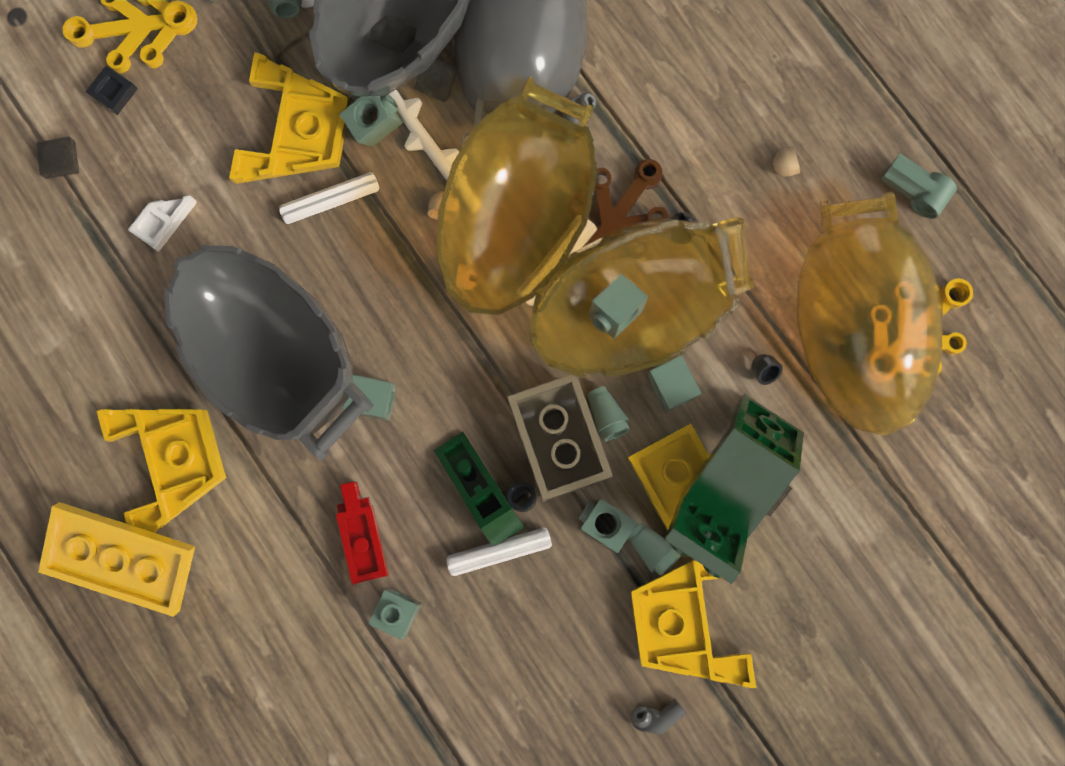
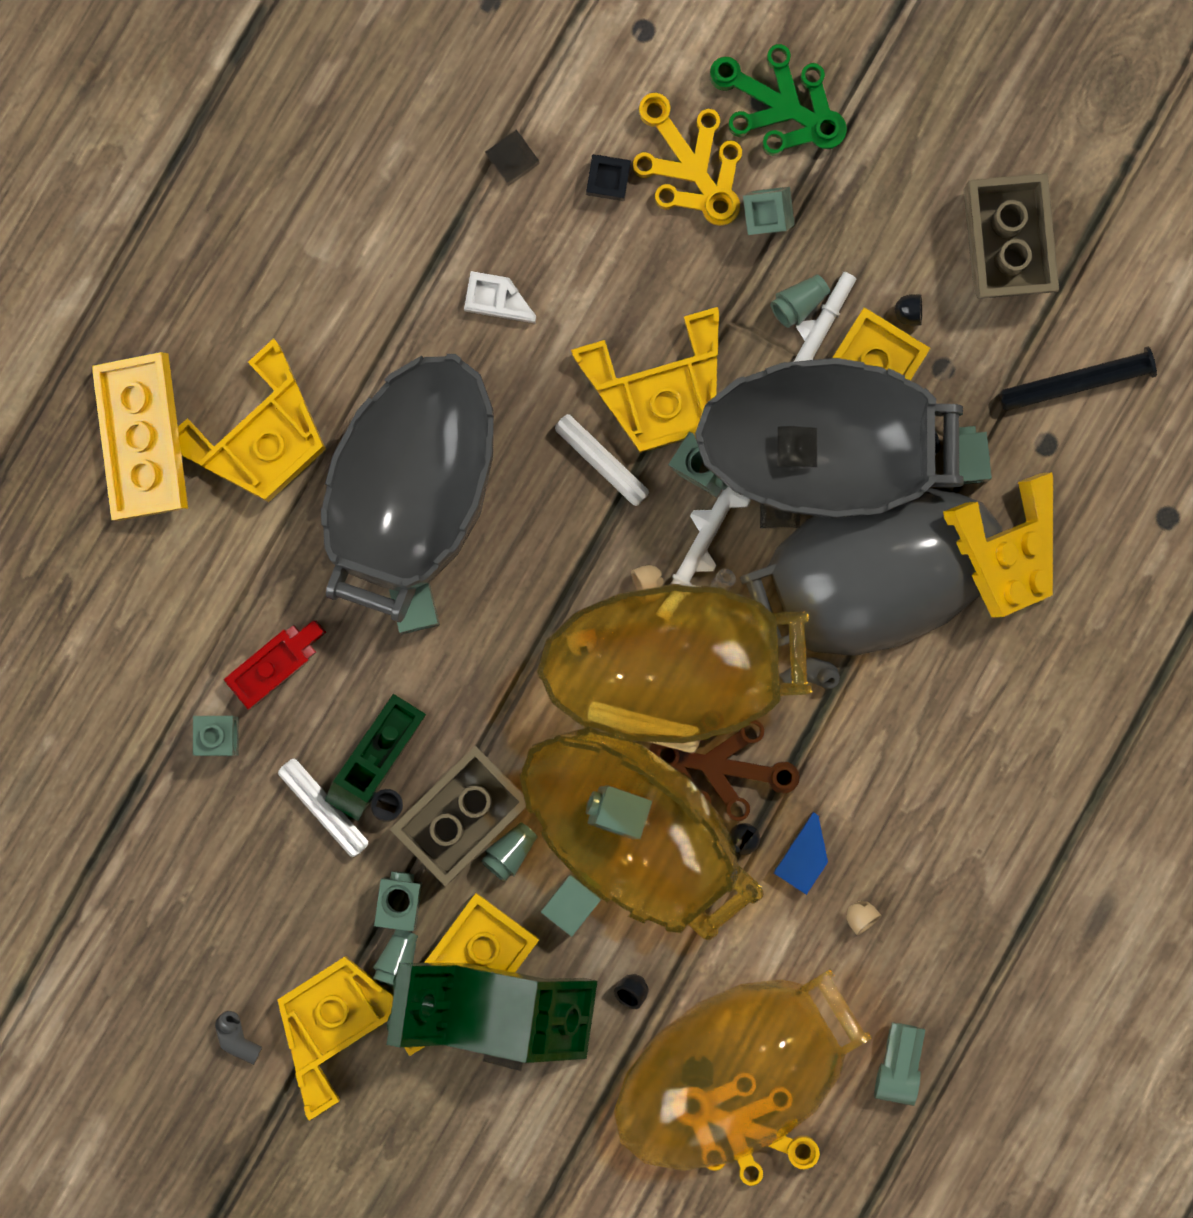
camera: 65 degrees right, 5 degrees up
(718, 185) = (804, 857): none -> blue tile

